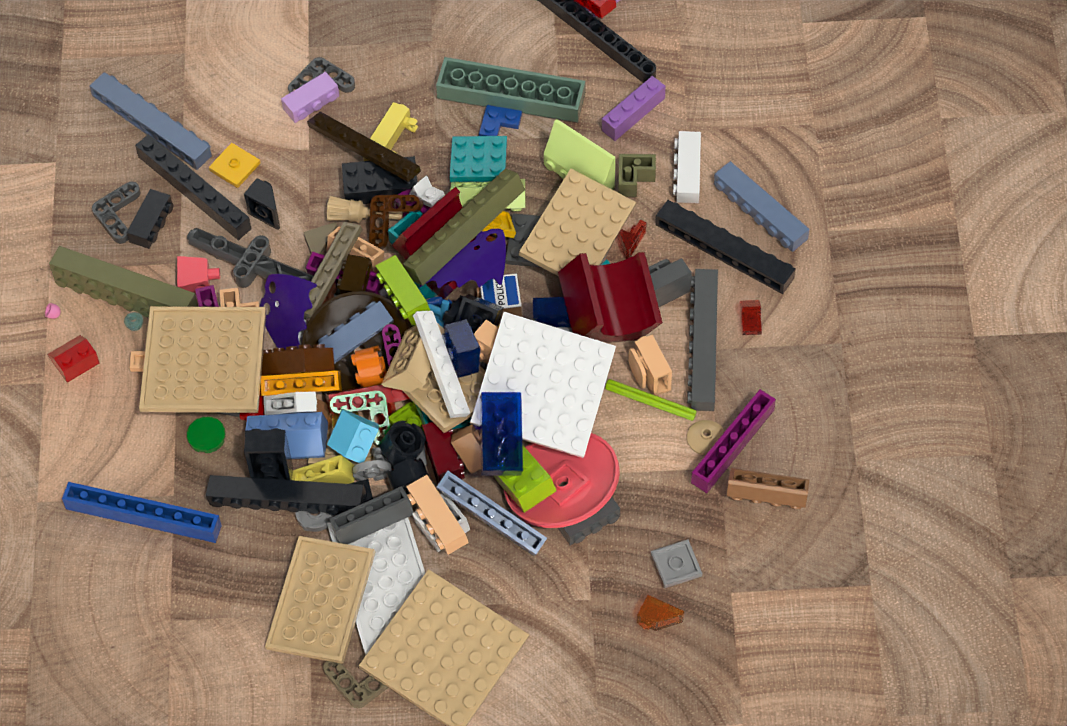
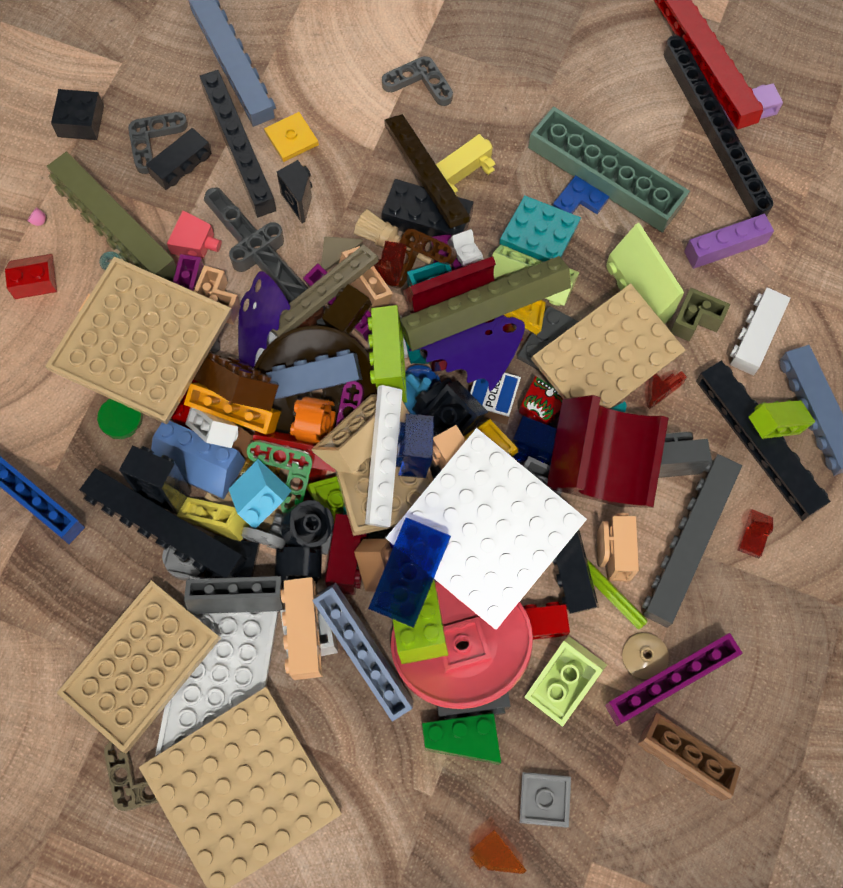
camera: 20 degrees right, 10 degrees up
(43, 216) = (77, 114): none -> black brick
(310, 97) = (399, 95): lavender brick -> none
(371, 228) = (391, 263): none -> clear red slope
(541, 285) = (541, 402): none -> torso
(594, 546) = (464, 737): none -> green wedge
(623, 440) = (548, 620): none -> red brick
(626, 400) = (575, 577): none -> black brick
(653, 477) = (565, 680): none -> yellowish green slope
(732, 223) = (781, 418): none -> lime brick

